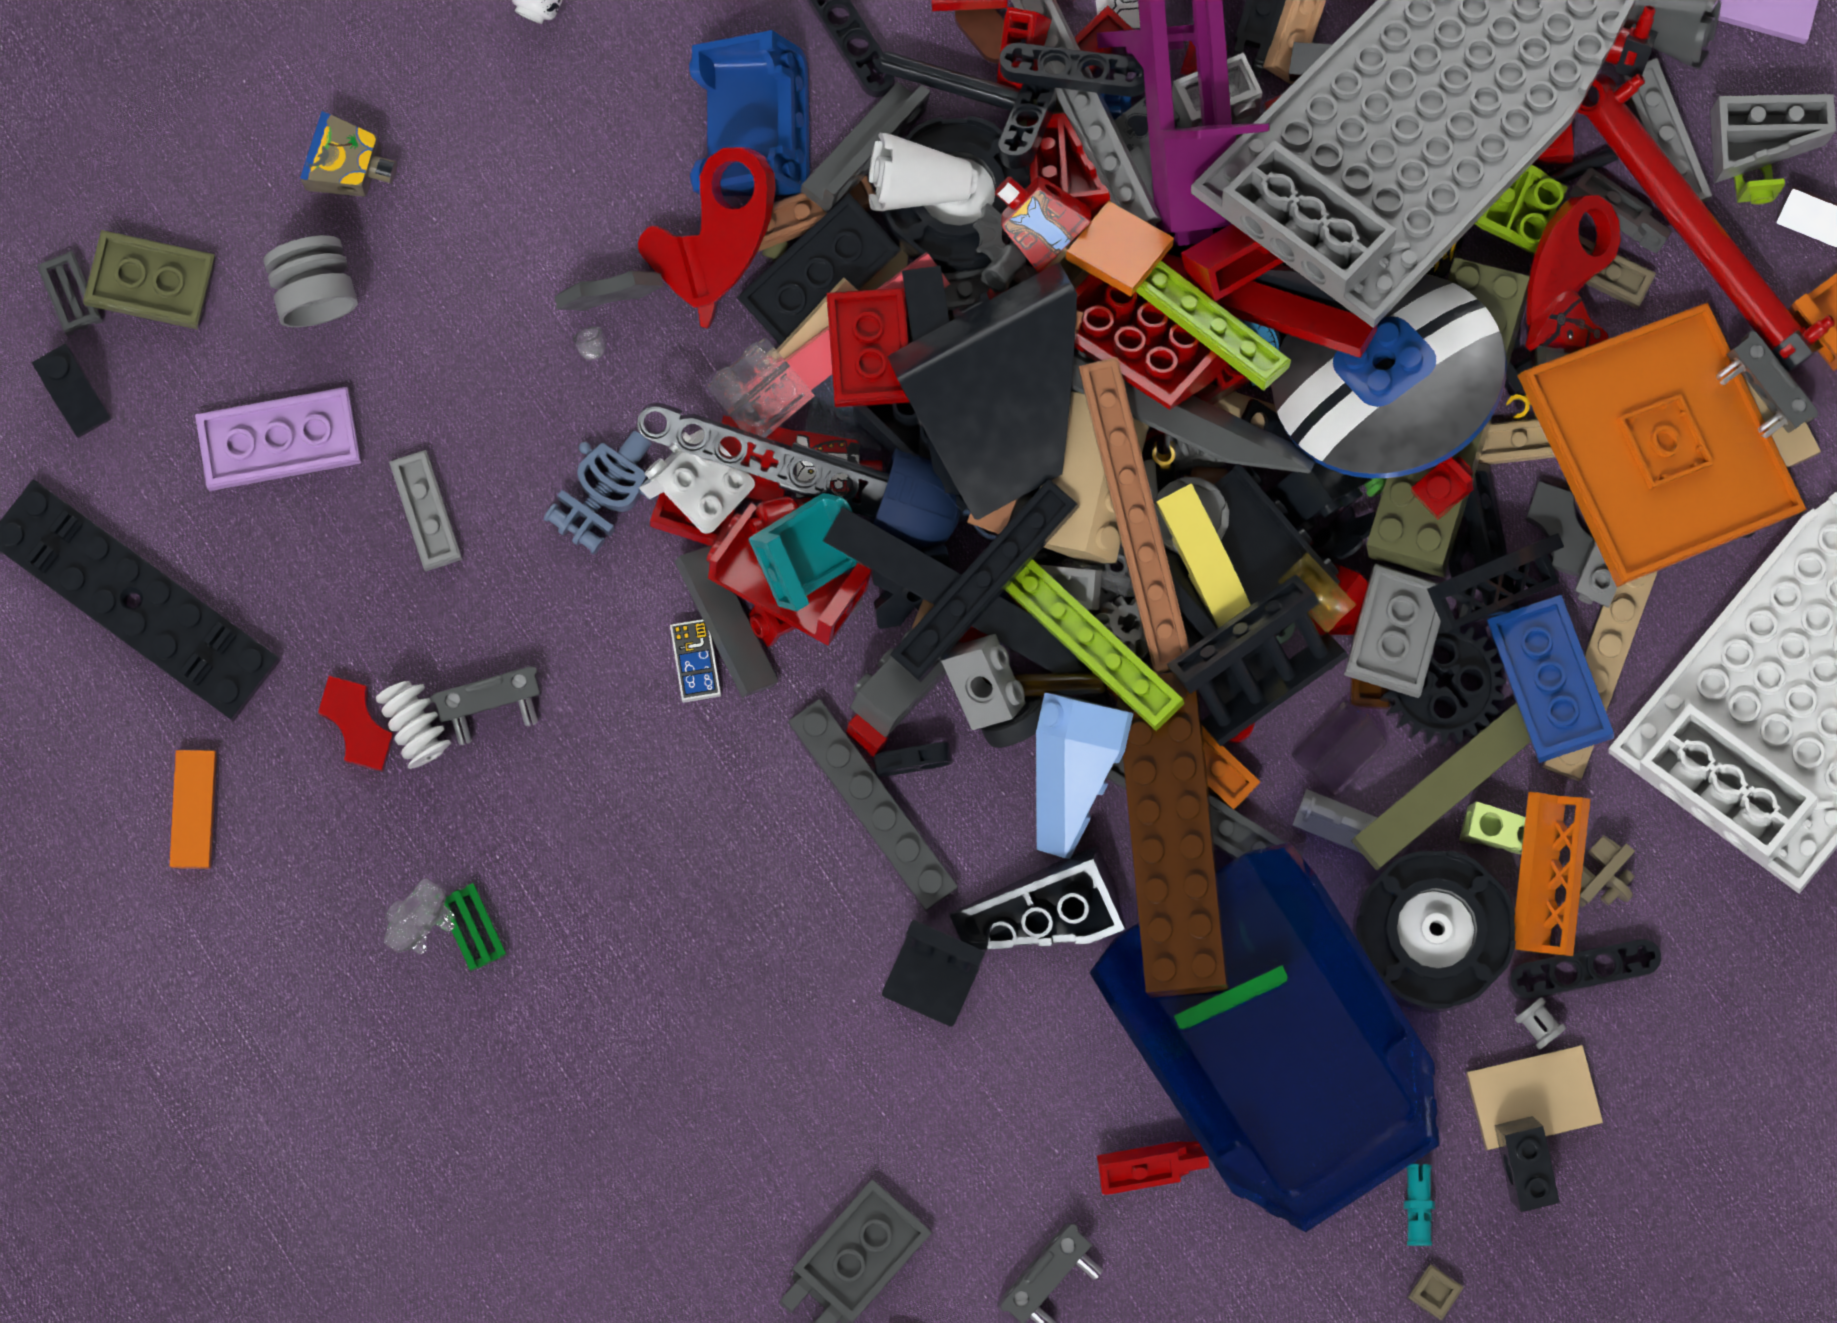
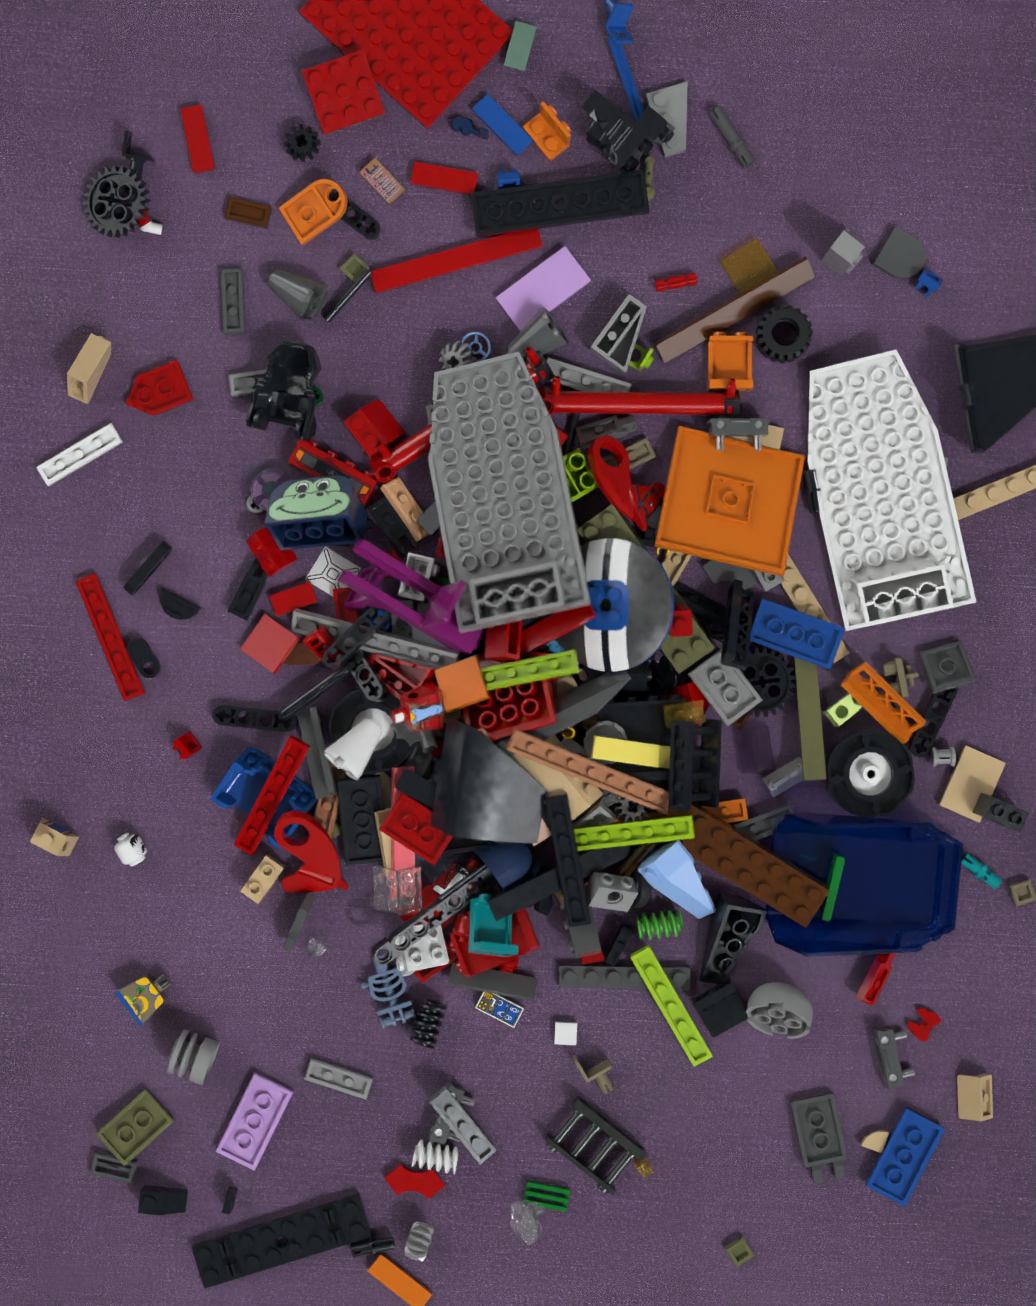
camera: 50 degrees left, 10 degrees up
(139, 482) = (229, 1200): none -> black tile
(217, 731) = (372, 1246): none -> black axle
(275, 786) = (419, 1241): none -> light grey gear
(488, 725) = (461, 1124): none -> tile
(596, 1269) = (739, 1251): none -> olive tile
(598, 572) = (428, 1023): none -> black piece
(617, 1036) = (644, 1168): none -> clear yellow bush
(629, 960) = (598, 1123): none -> pearl dark grey fence
(633, 199) = (263, 878): none -> tan brick
(705, 868) = (598, 1073): none -> dark tan bracket
(729, 780) = (565, 1033): none -> white tile
(761, 120) = (272, 795): none -> red plate
(883, 895) = (671, 1005): none -> lime plate
(985, 794) = (659, 924): none -> bright green piece
(1013, 1059) = (786, 1004): none -> light grey cylinder
(1121, 1297) = (930, 1020): none -> red piece
(1672, 932) = (947, 666): none -> dark grey tile
(1764, 553) = (811, 491): none -> black axle

